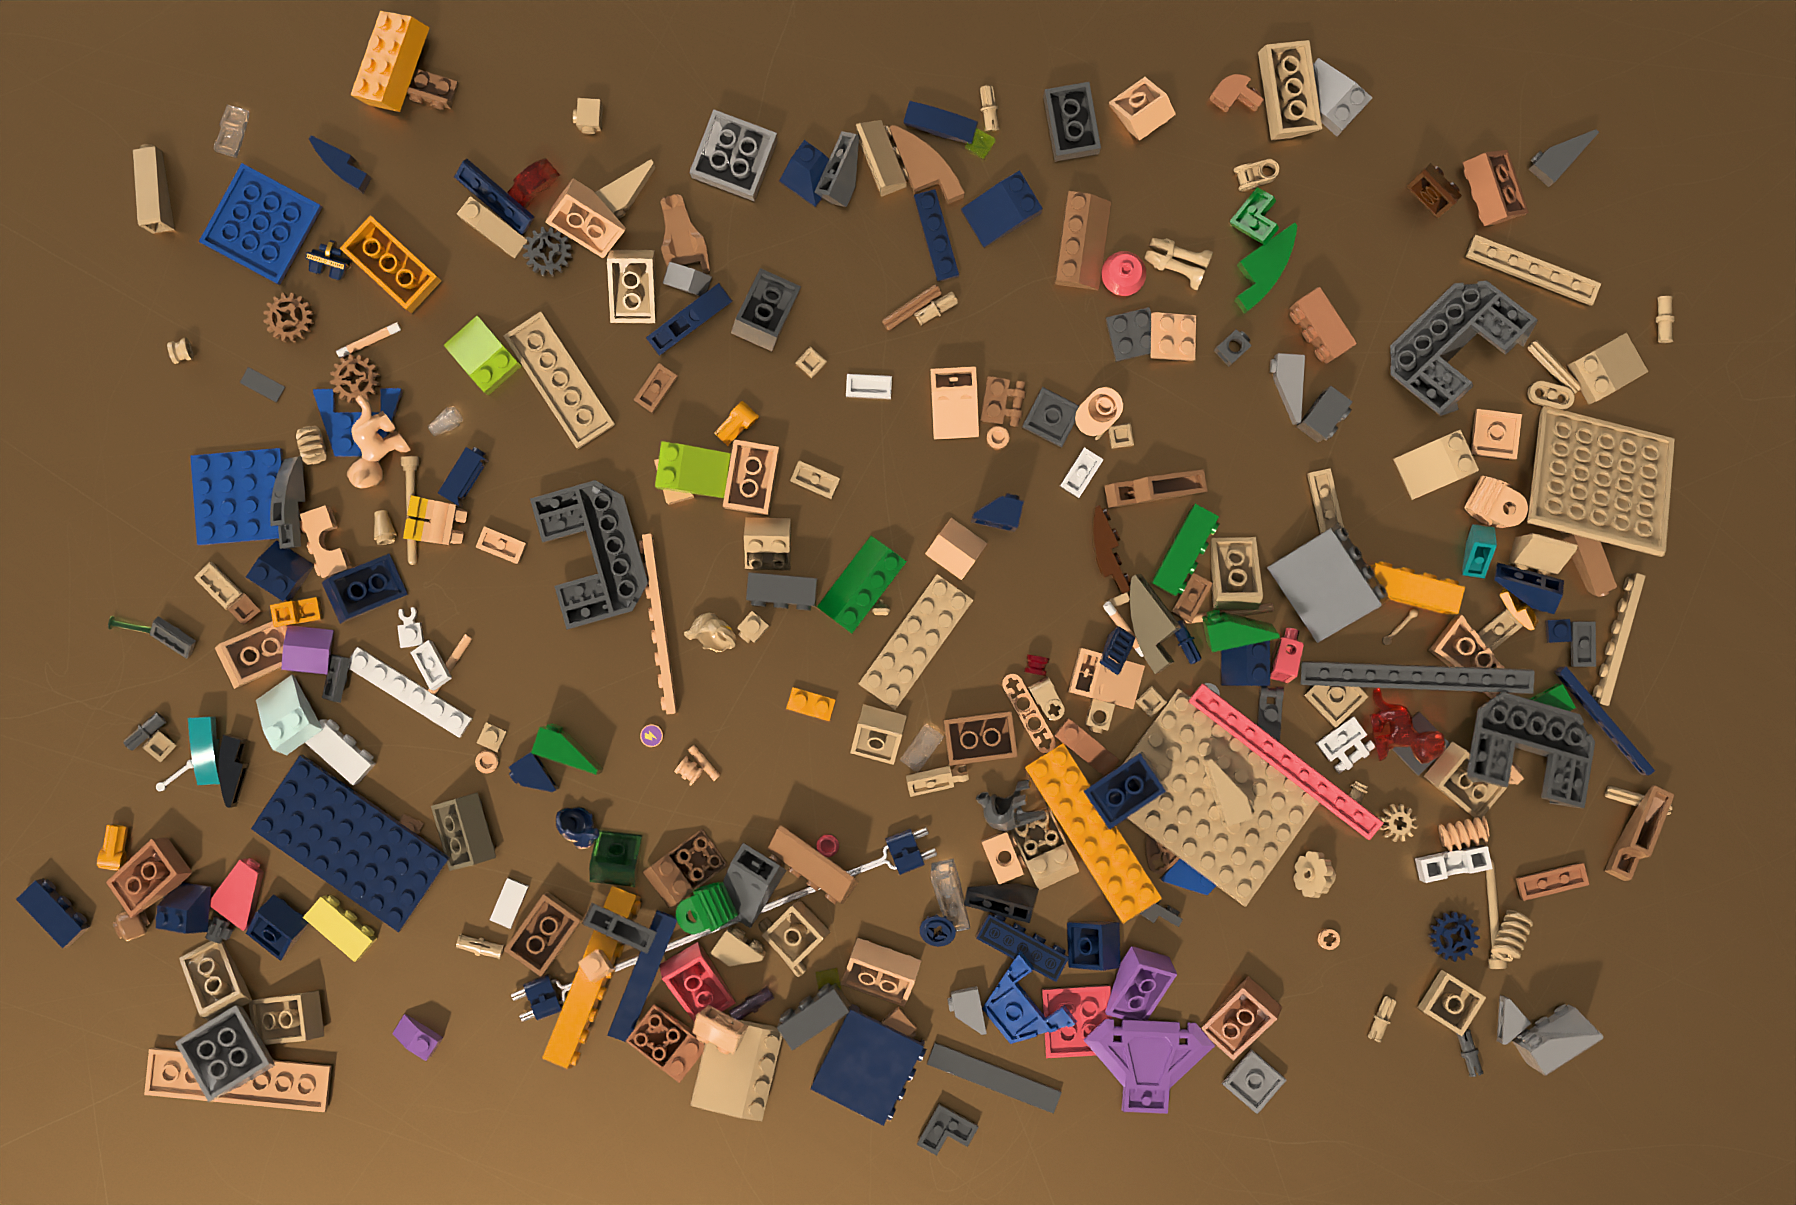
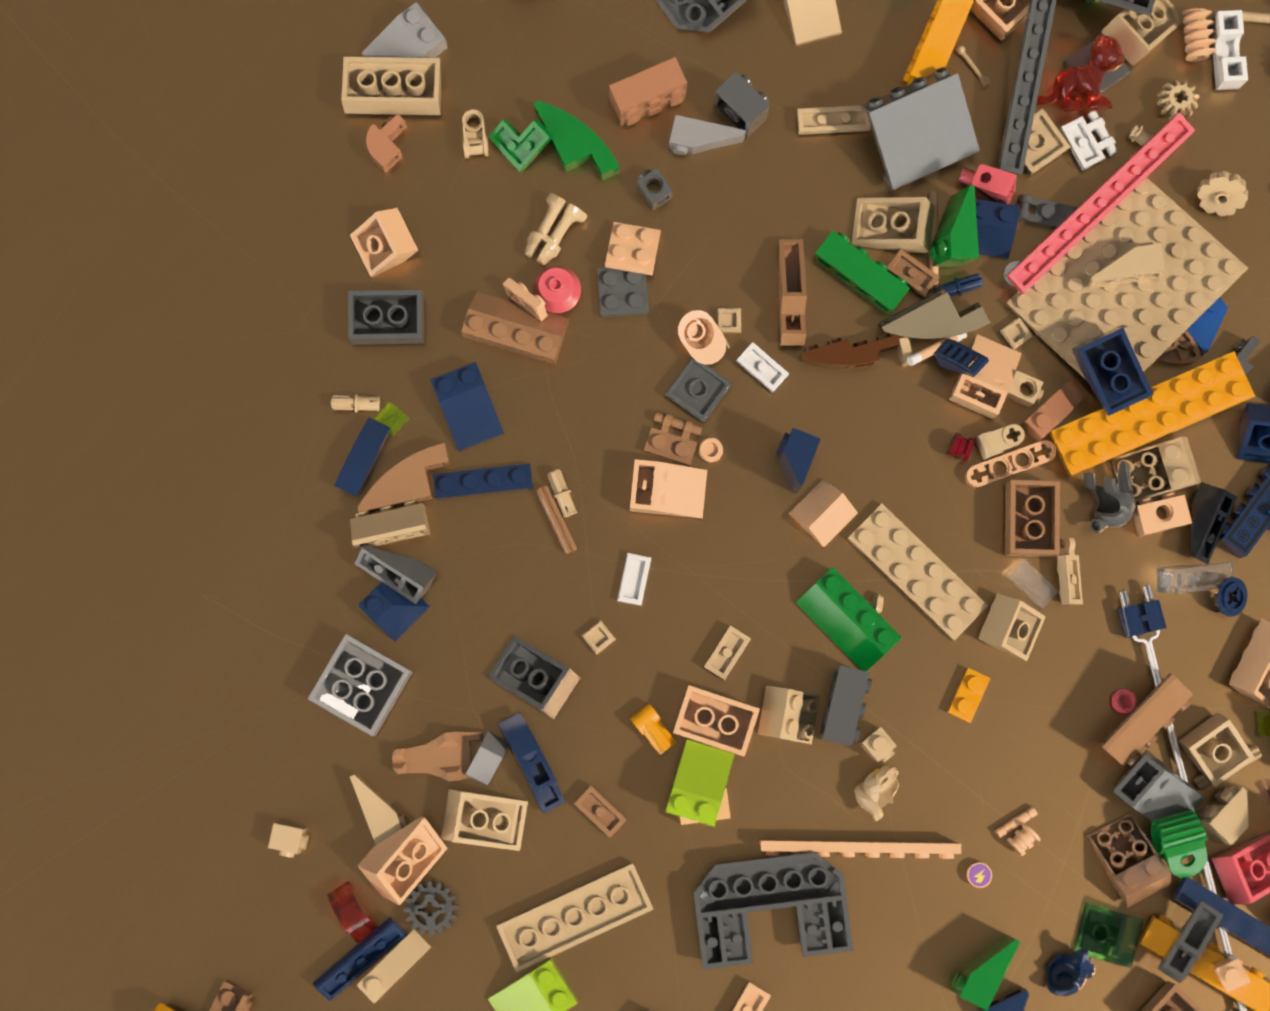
camera: 85 degrees left, 5 degrees down
(1112, 240) = (520, 295): none -> light nougat plate

